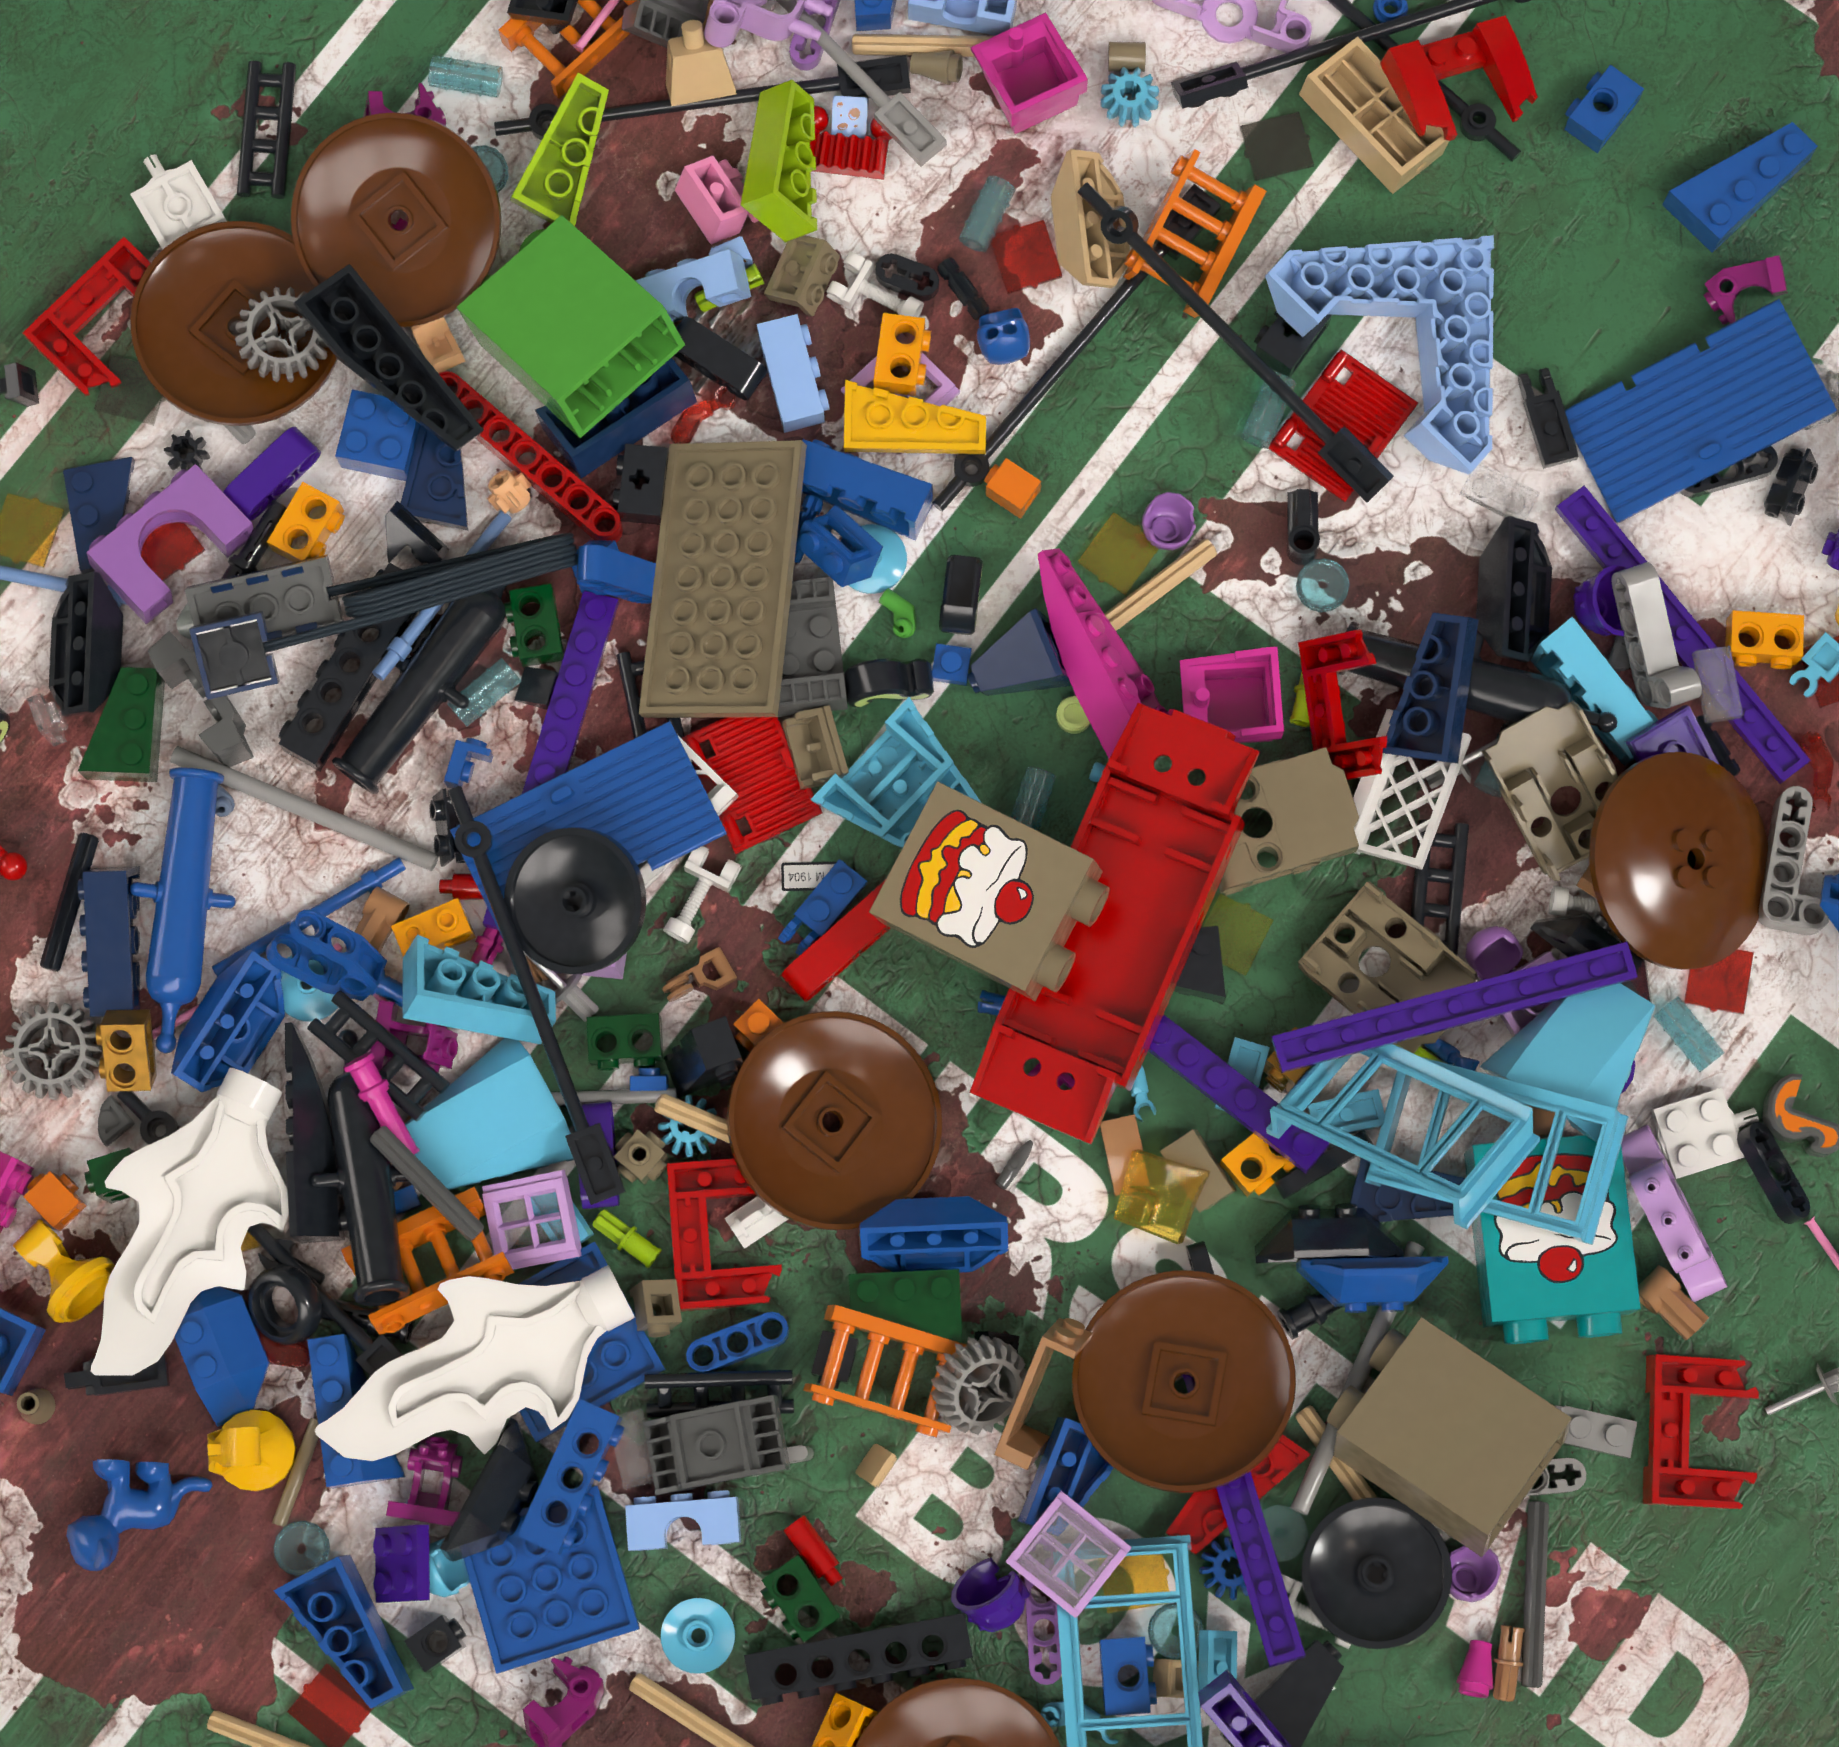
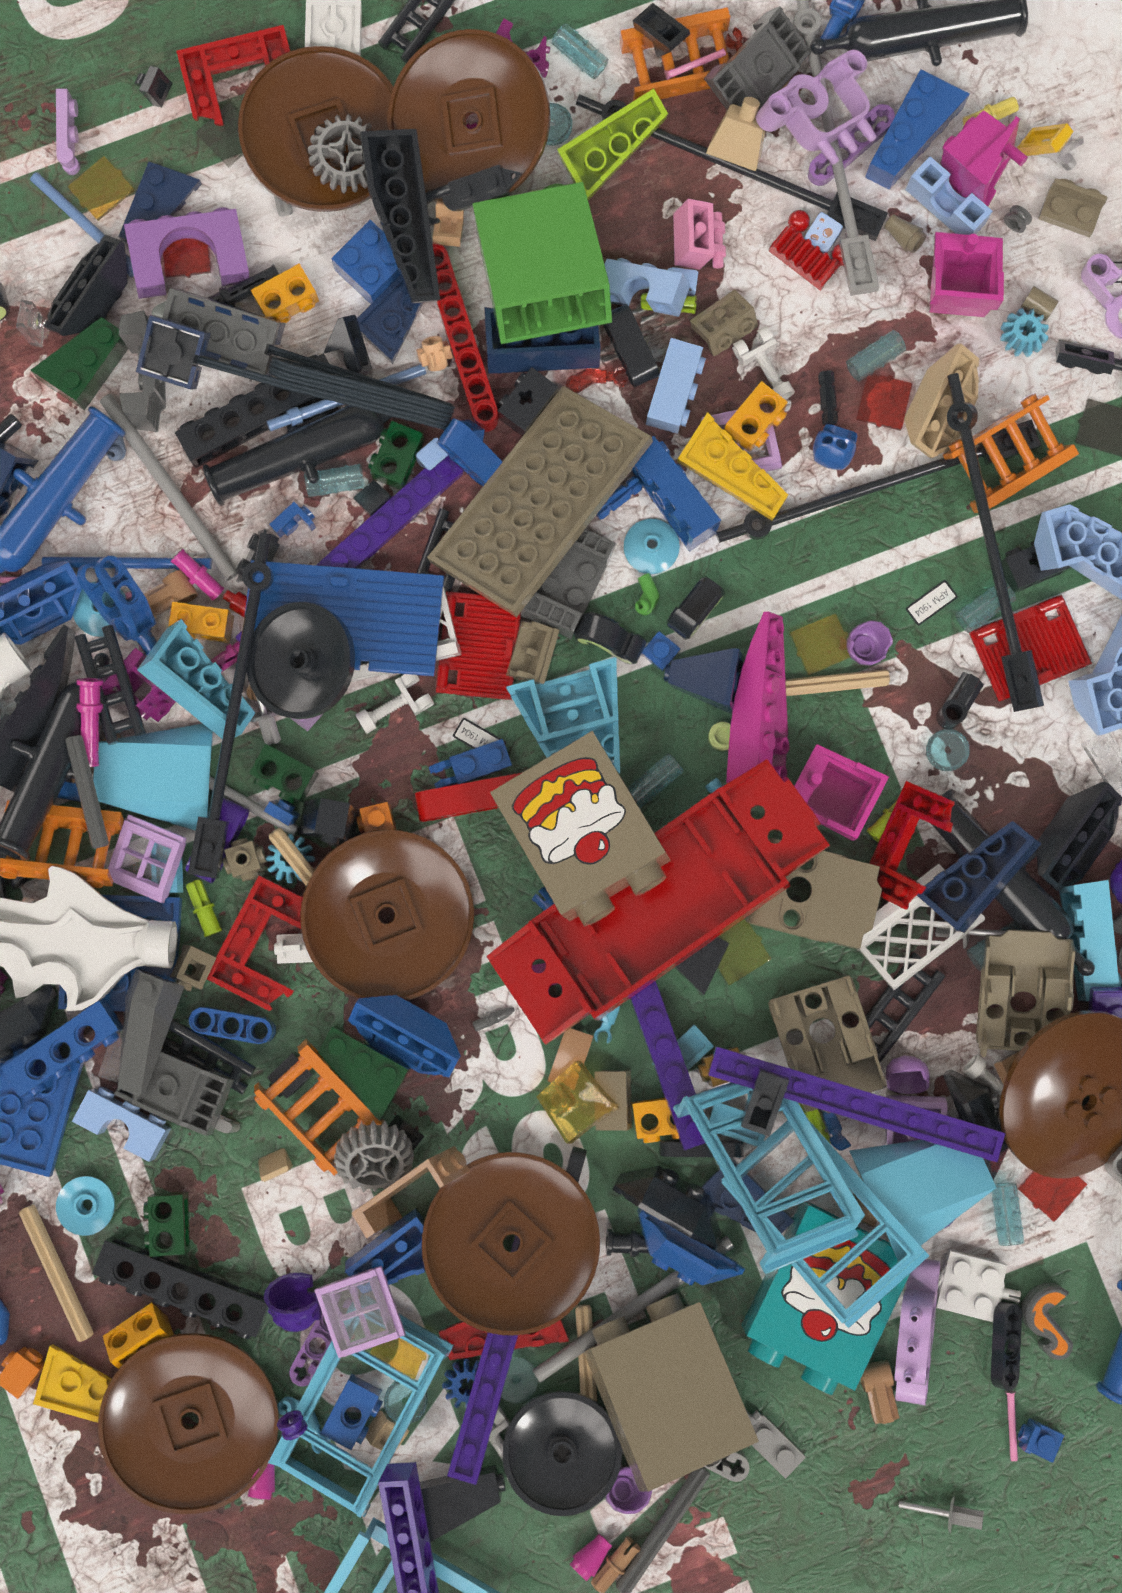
camera: 30 degrees right, 5 degrees up
(180, 446) = (237, 197): black gear -> none
(272, 473) = (284, 246): dark purple beam -> none
(397, 882) = (197, 574): none -> dark pink pin
(448, 290) = (474, 188): none -> black plate
(574, 602) = (430, 455): none -> light blue slope
(643, 1390) = (147, 1018): none -> dark grey wedge
(677, 984) = (341, 757): medium nougat piece -> none
(781, 162) = (756, 235): lime wedge -> none
(813, 1550) = (197, 1196): red cylinder -> none
(835, 556) = (630, 537): blue window -> none
(908, 44) = (894, 206): tan axle -> none
(910, 269) = (799, 363): black beam -> none
(1012, 487) = (776, 554): orange brick -> none
(1071, 1719) = (292, 1425): none -> dark purple bush
(1208, 440) = (931, 602): none -> white sticker
(1216, 1655) = (419, 1441): medium azure plate -> none
(1357, 1060) = (764, 1102): none -> black slope
(1668, 1475) = (804, 1508): red wedge -> none

